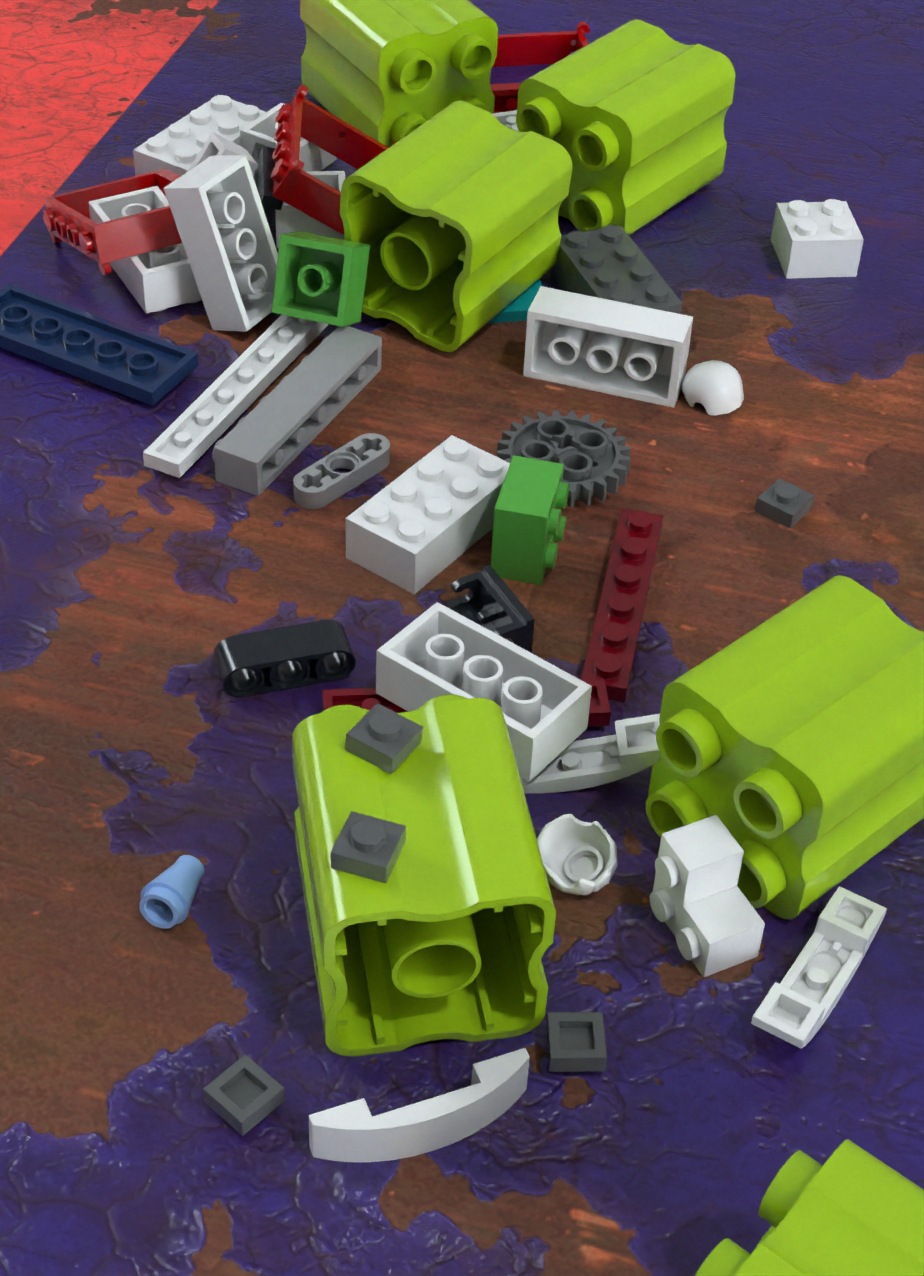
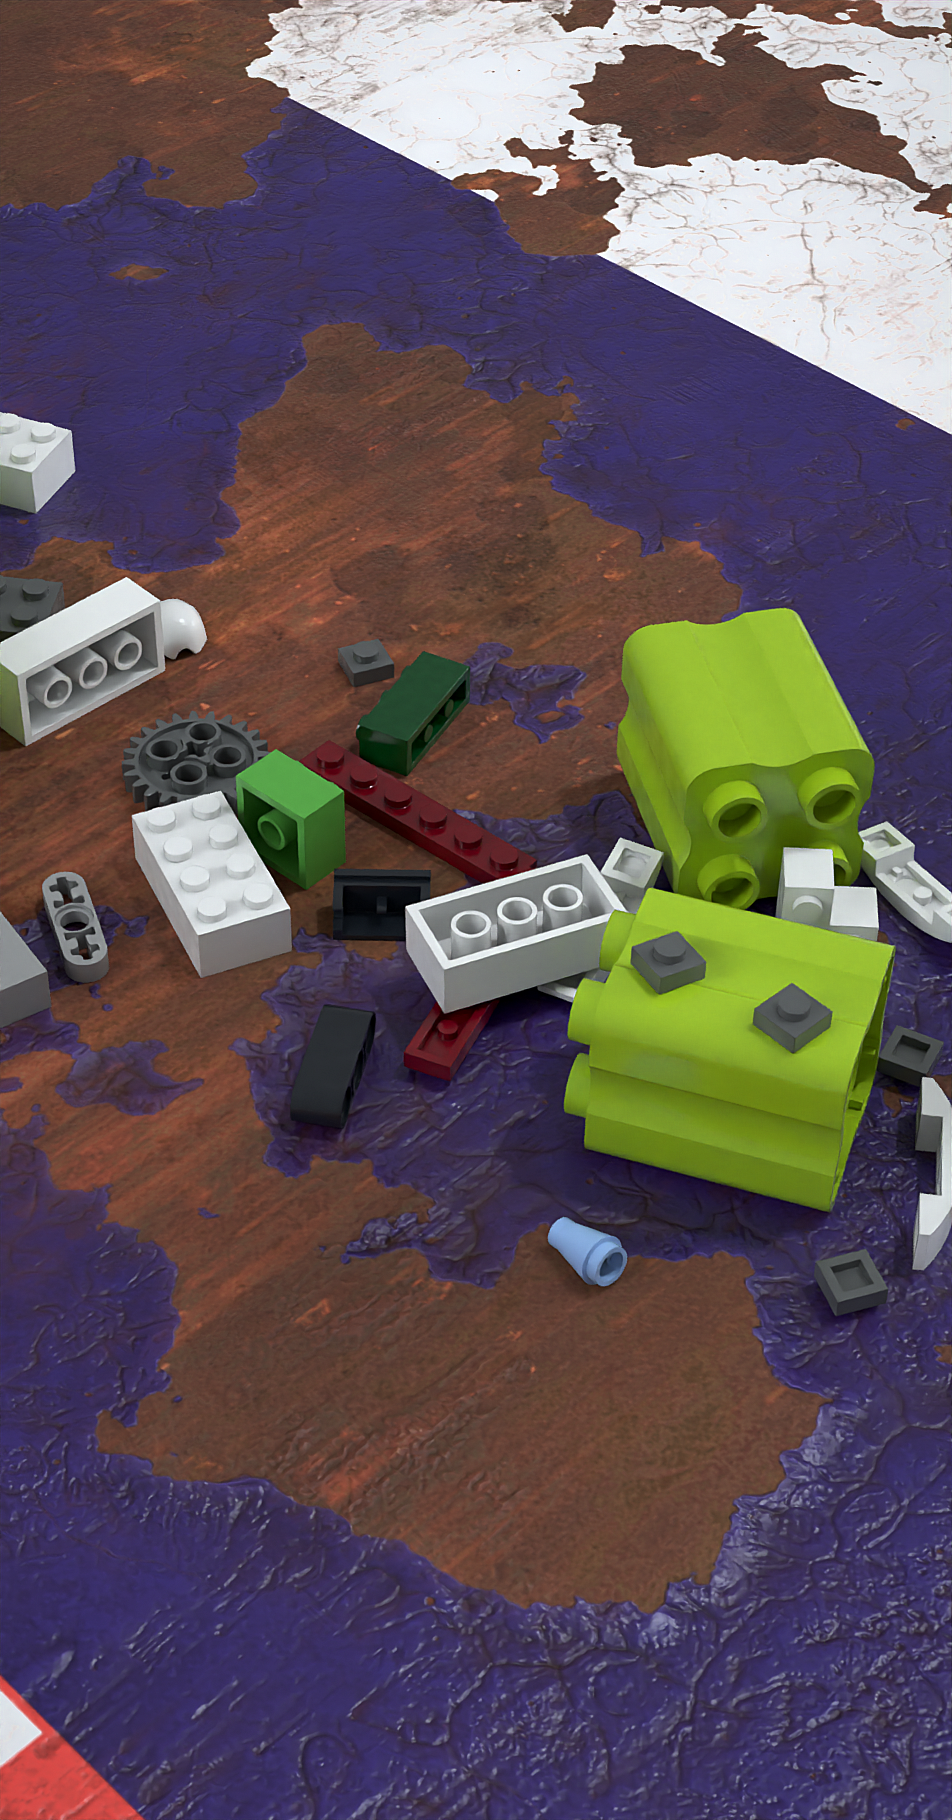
camera: 60 degrees left, 0 degrees up
(740, 548) = (414, 713): none -> dark green brick

